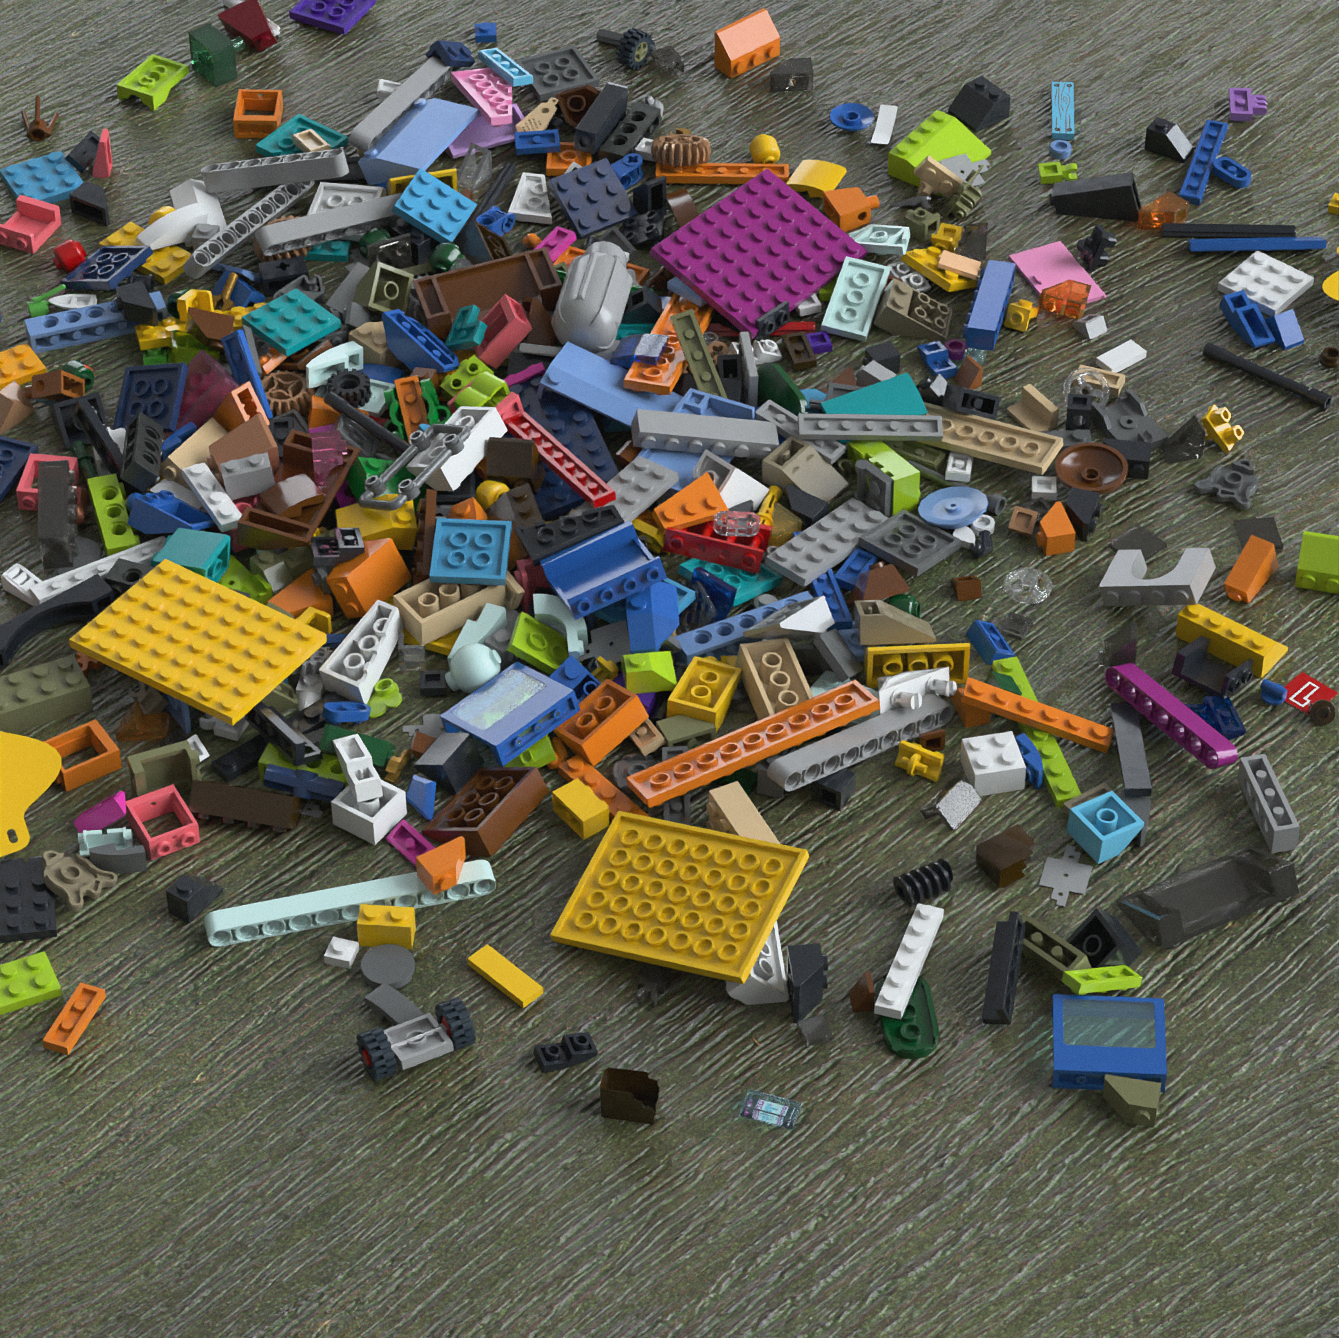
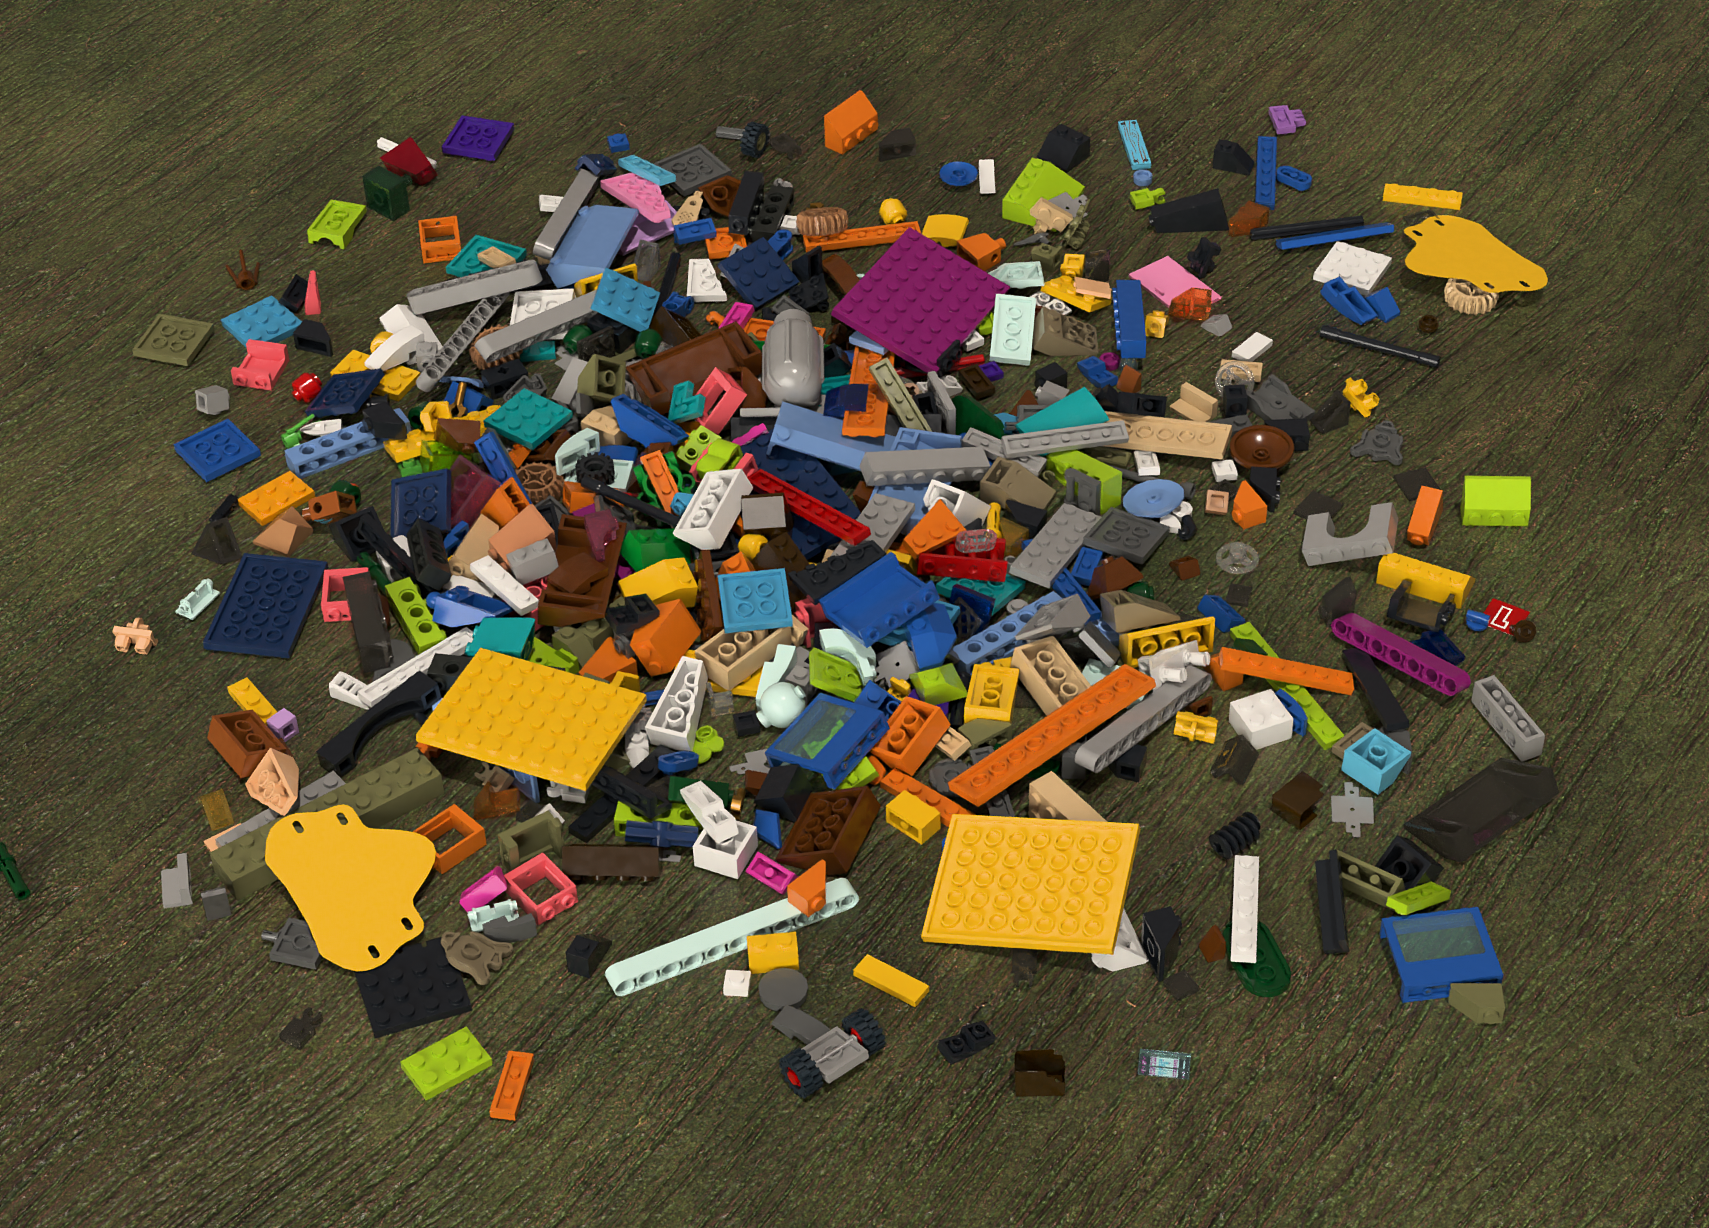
camera: 10 degrees left, 0 degrees up
(409, 489) = (685, 552): dark grey bar -> none

